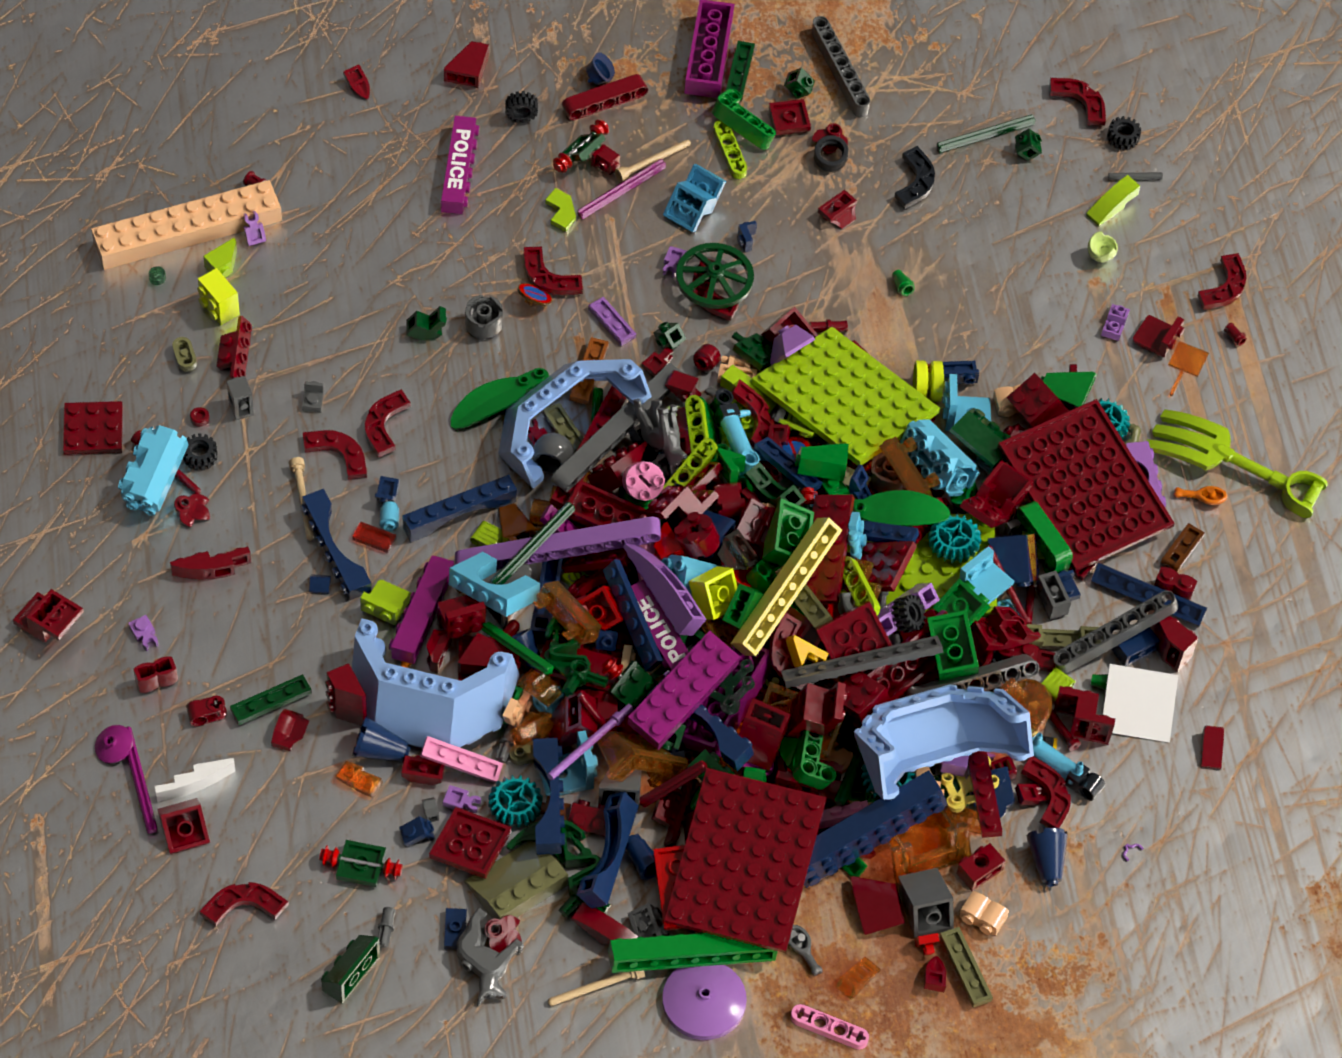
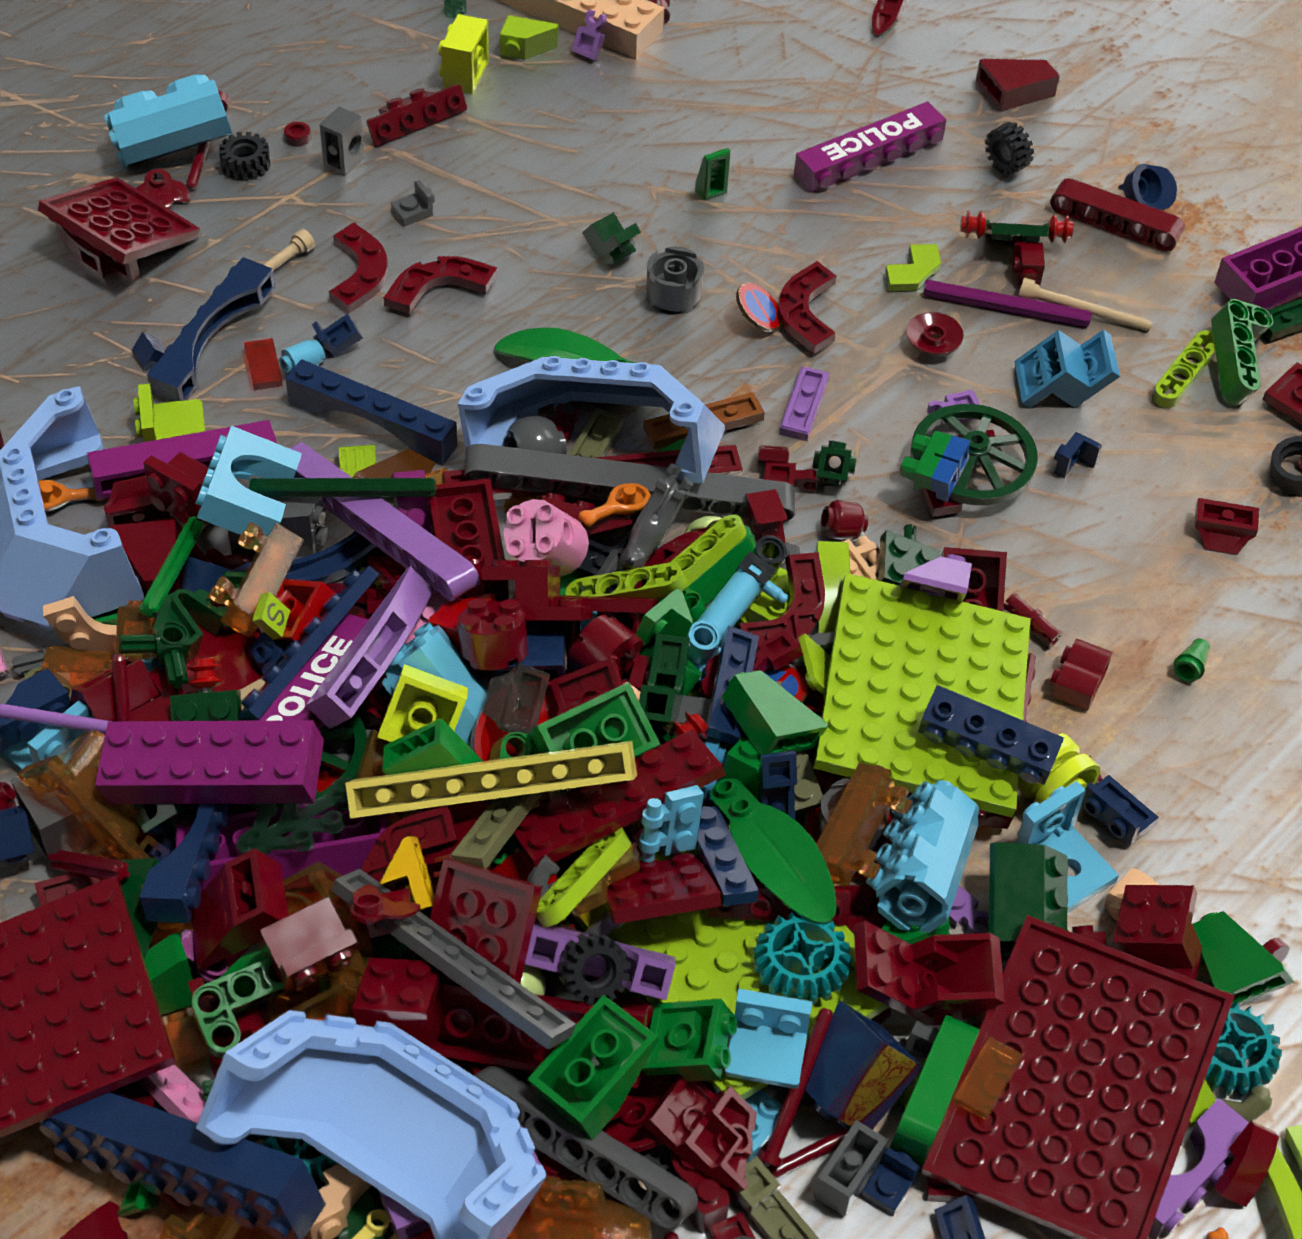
camera: 55 degrees right, 5 degrees down
(93, 427) = (203, 53): dark red plate -> none
(185, 355) = (368, 76): olive plate -> none
(214, 538) = (118, 220): none -> dark red plate
(421, 249) = (713, 174): none -> green slope
(602, 620) = (271, 615): none -> lime tile
(618, 228) = (934, 333): none -> dark red dish
(636, 435) = (622, 500): none -> orange piece
(638, 356) = (773, 453): none -> dark red tile
(719, 294) = (940, 463): none -> hips
(818, 669) = (372, 906): none -> dark red plate
(875, 330) = (1081, 673): none -> dark red brick
(902, 387) = (990, 735): none -> dark blue brick
(1059, 514) = (987, 1078): none -> clear orange tile
(1160, 450) = (1253, 1156): none -> dark red slope

